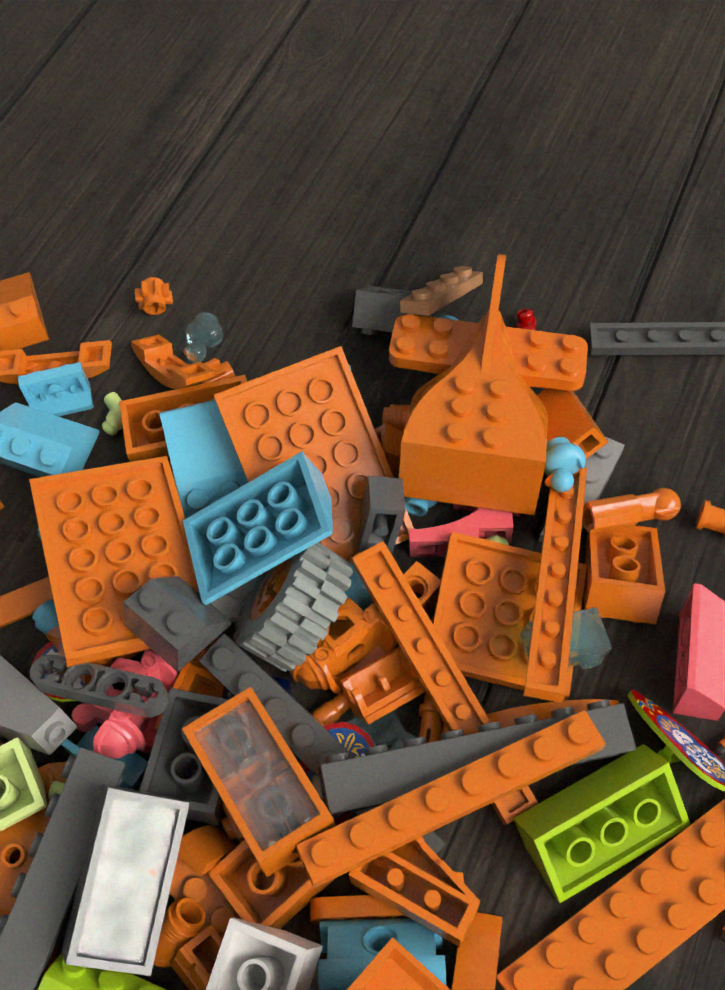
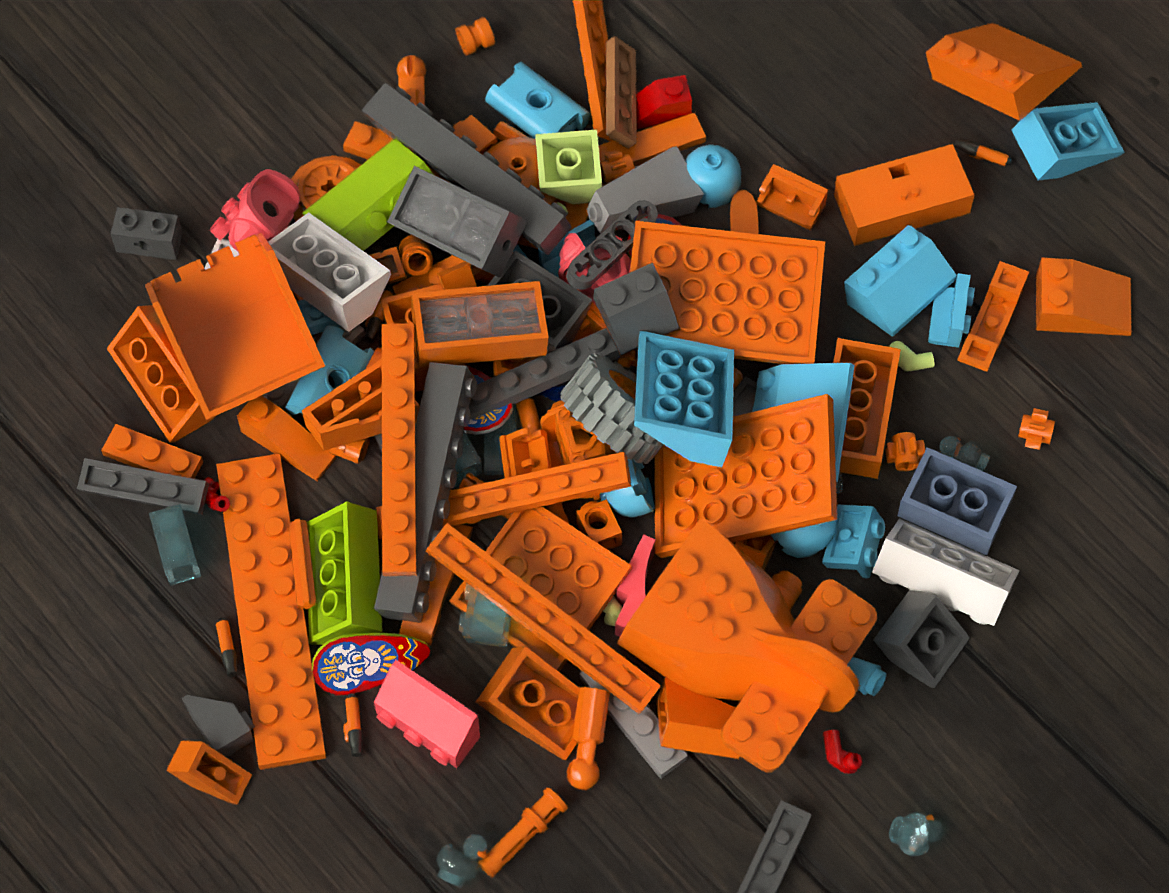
camera: 110 degrees right, 5 degrees up
(169, 370) = (936, 413): orange slope -> none
(251, 321) = (956, 501): none -> sand blue brick
(318, 307) = (945, 569): none -> white slope
(381, 512) = (675, 513): dark grey slope -> none
(441, 292) = (901, 678): medium nougat plate -> none
(559, 255) = (915, 832): none -> clear light blue animal
(562, 462) = (652, 679): medium azure animal -> none
(613, 875) = (302, 564): none -> orange axle

